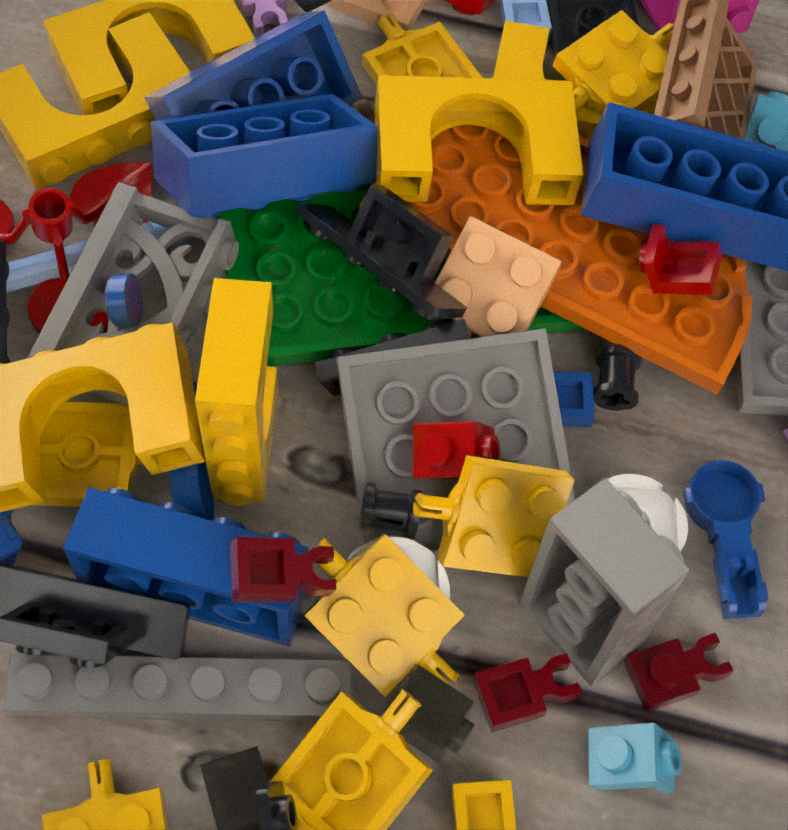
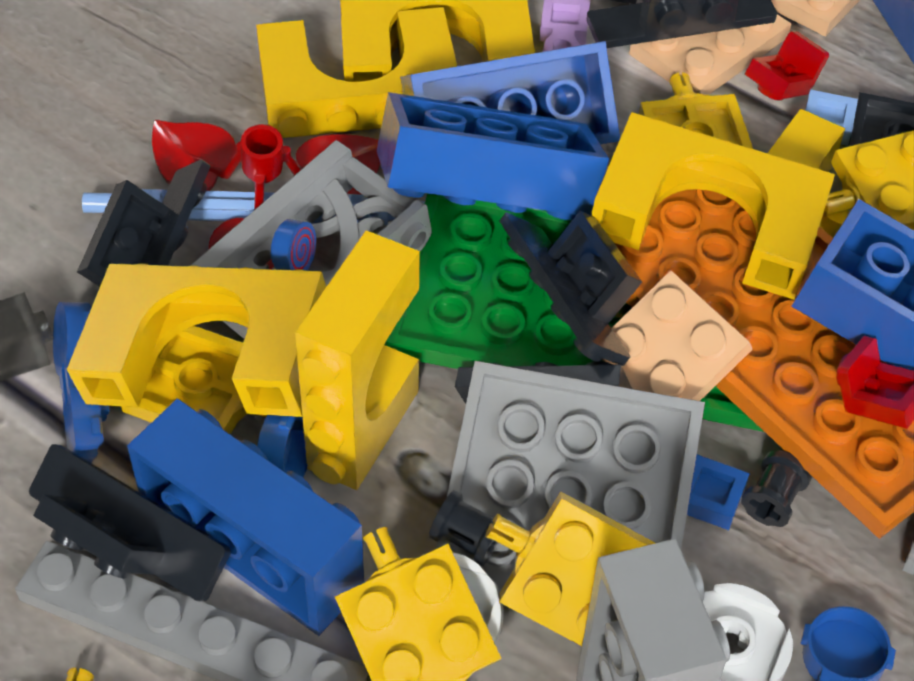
camera: 25 degrees right, 10 degrees down
(272, 571) = (311, 529): dark red plate -> none
(443, 446) = (545, 475): red bracket -> none

